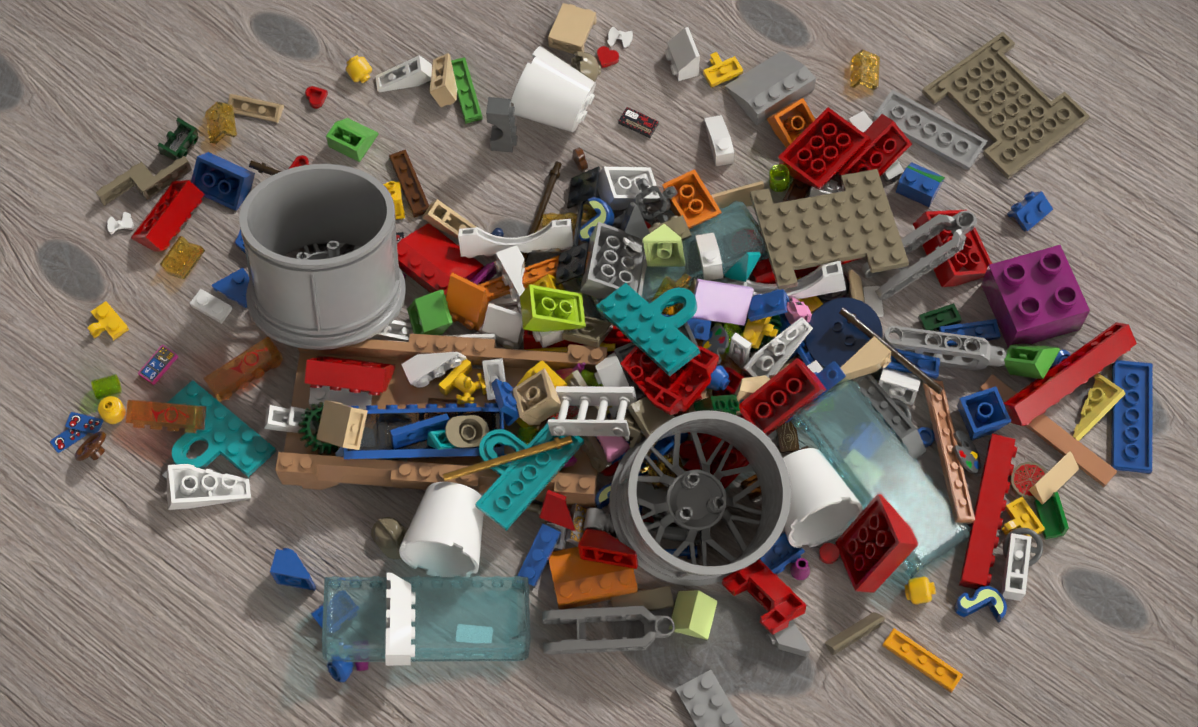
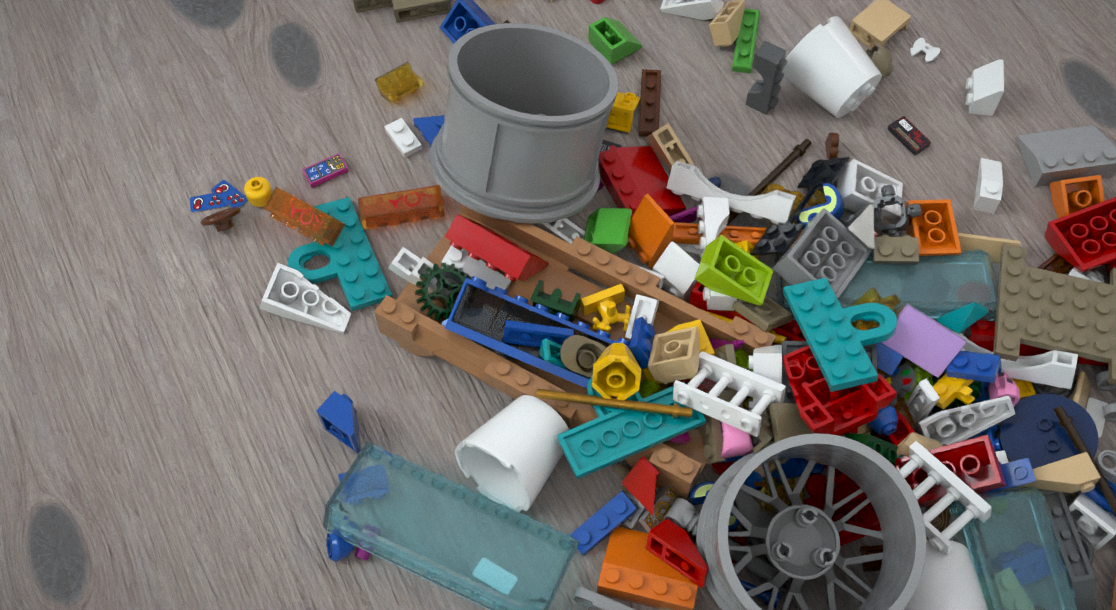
camera: 25 degrees right, 5 degrees down
(106, 386) = (266, 168): clear neon green piece -> none
(107, 321) = (302, 113): yellow plate -> none
(126, 223) = (366, 34): white piece -> none
(168, 215) = (408, 41): red slope -> none
(341, 425) = (459, 293): tan panel -> none
(388, 536) = (456, 428): dark tan piece -> none
(398, 621) = (418, 522): white wedge -> none
(419, 396) = (555, 302): none -> dark green window
(426, 367) = (577, 277): white slope -> none
(499, 433) = (616, 373): none -> yellow cone
(607, 57) = (904, 63): red tile -> none
(636, 244) = (854, 244): white piece -> none
(663, 248) = (883, 261): yellowish green slope -> none
(709, 256) = (930, 290): white slope -> none
(721, 70) = (1019, 119): yellow plate -> none
(779, 185) = (1040, 238): clear neon green piece -> none
(791, 410) = (955, 490): none -> white fence
(927, 436) = (1103, 592): blue tile -> none

